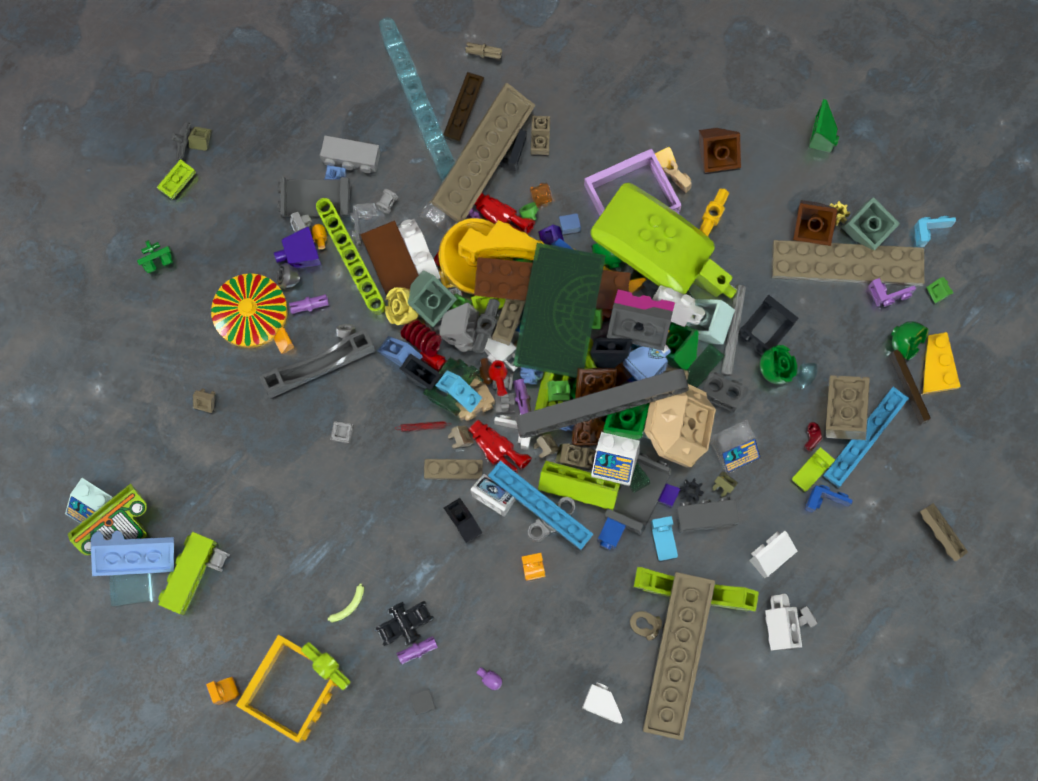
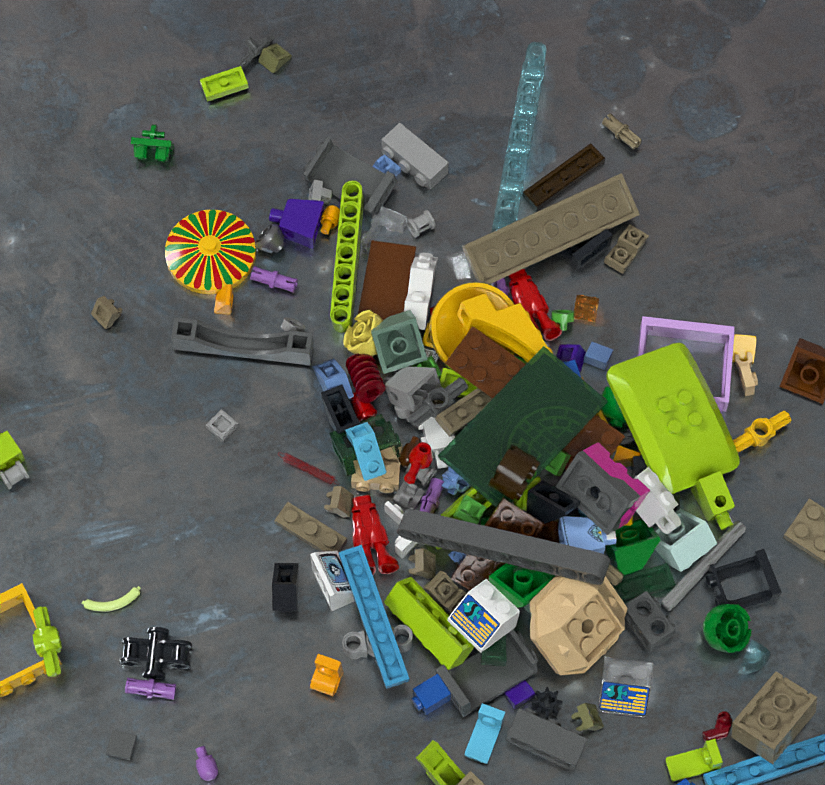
camera: 30 degrees right, 10 degrees down
(576, 347) = (513, 471): none -> dark brown brick

